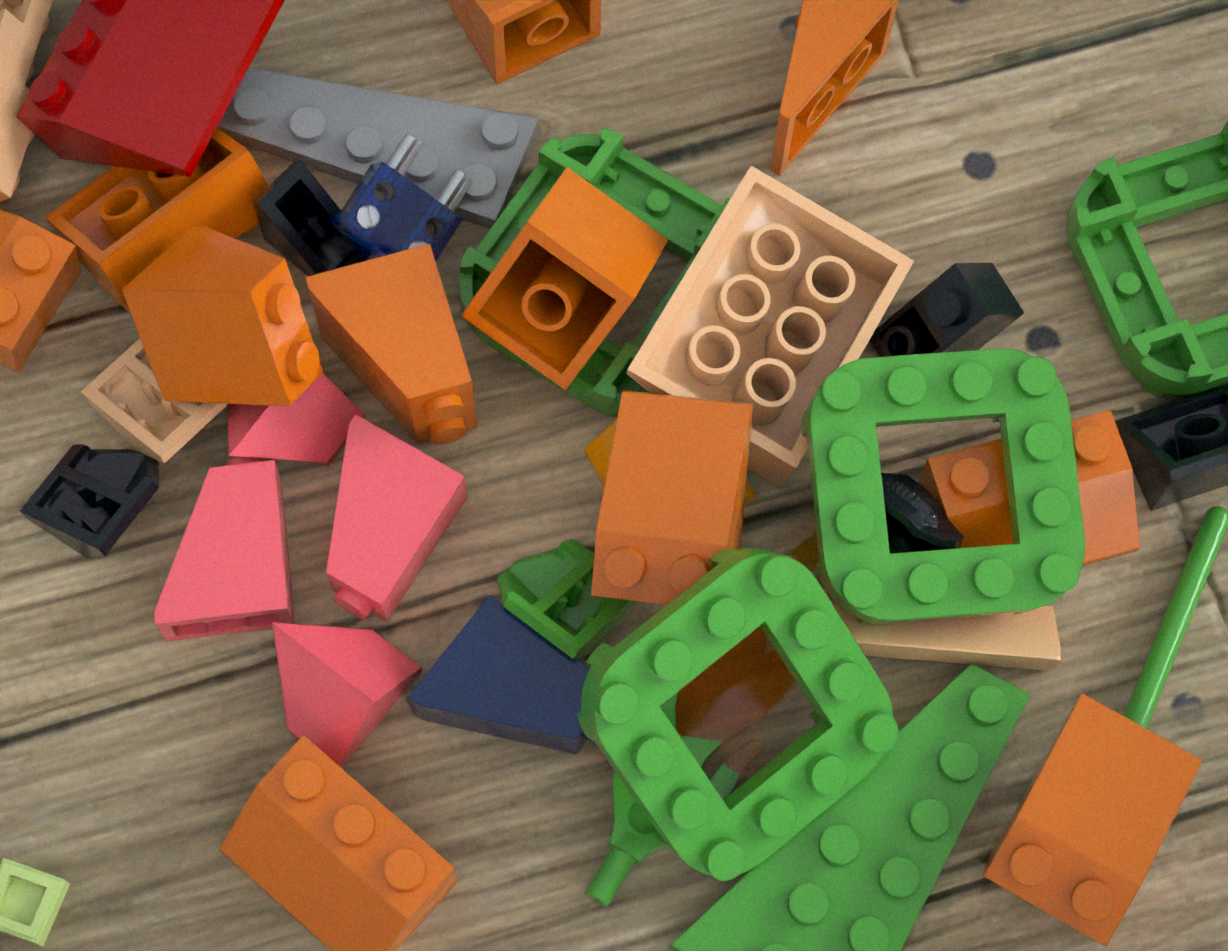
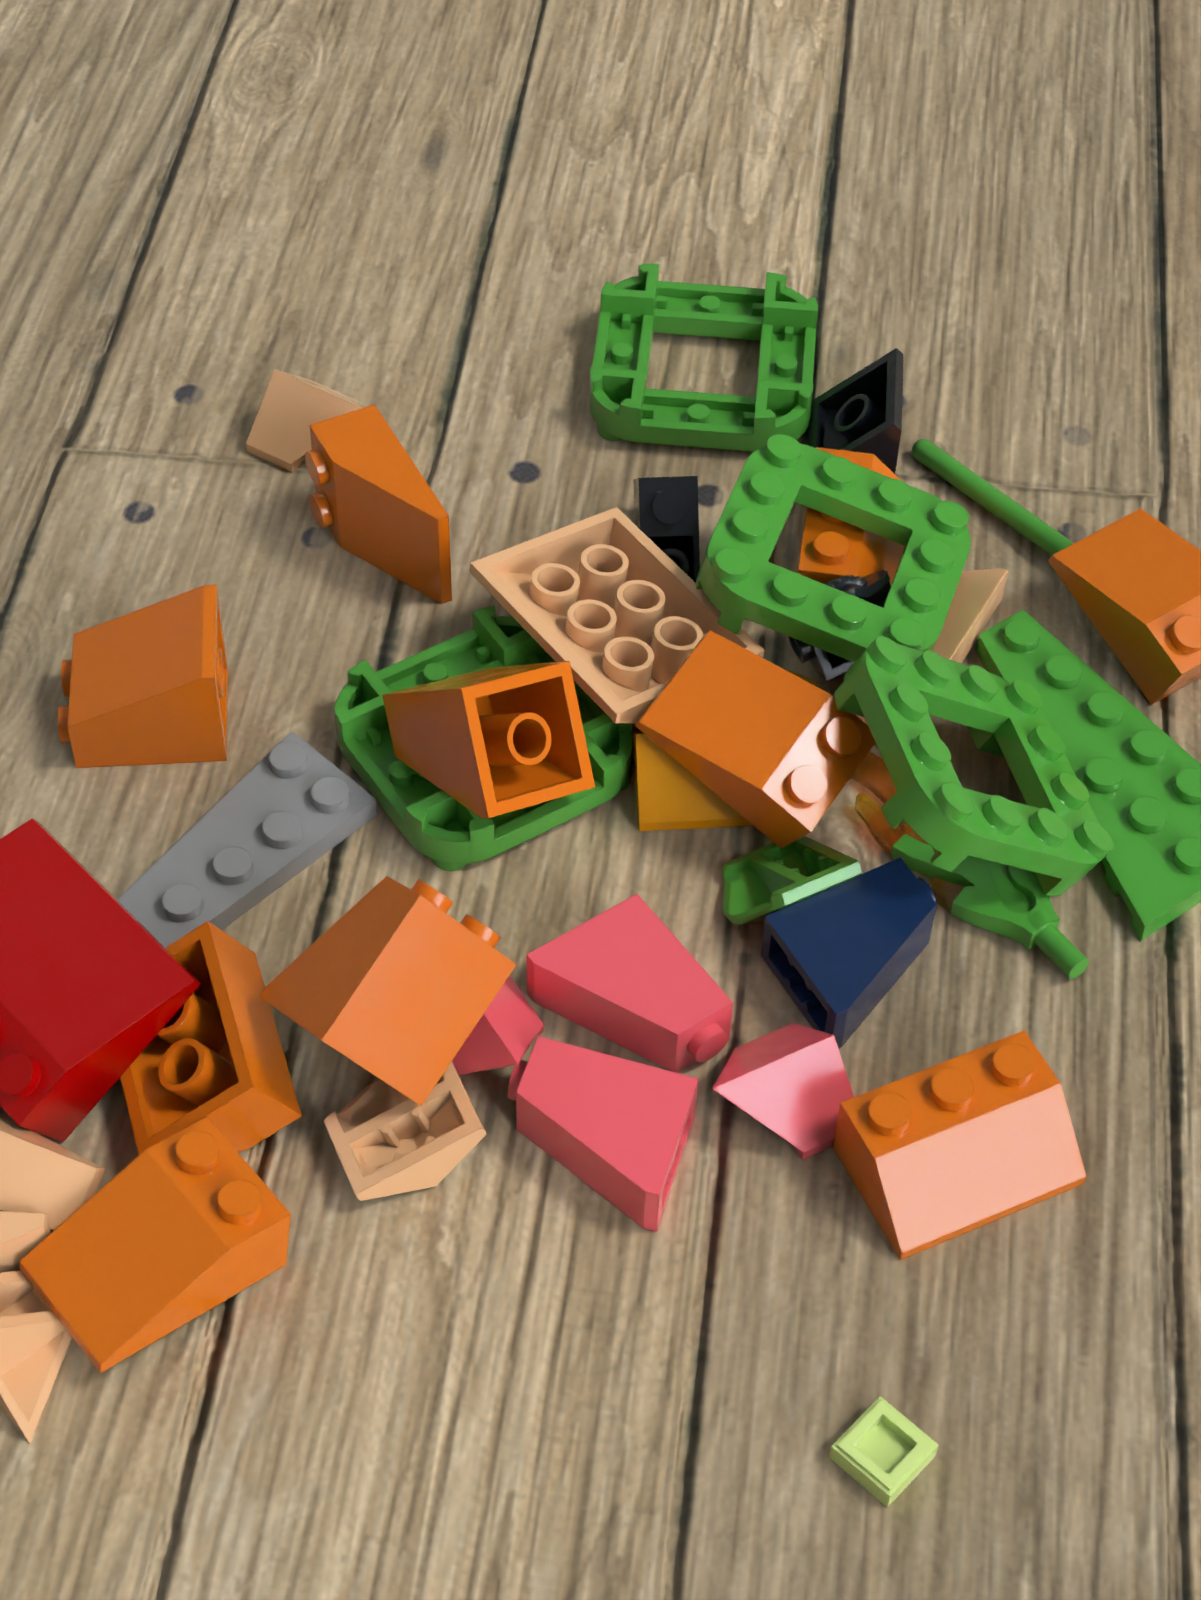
camera: 65 degrees left, 20 degrees down
(93, 497) = (483, 1225): black slope -> none
(297, 223) = (281, 927): black slope -> none
(399, 340) = (497, 868): orange slope -> none
(402, 215) = (335, 854): clear blue piece -> none

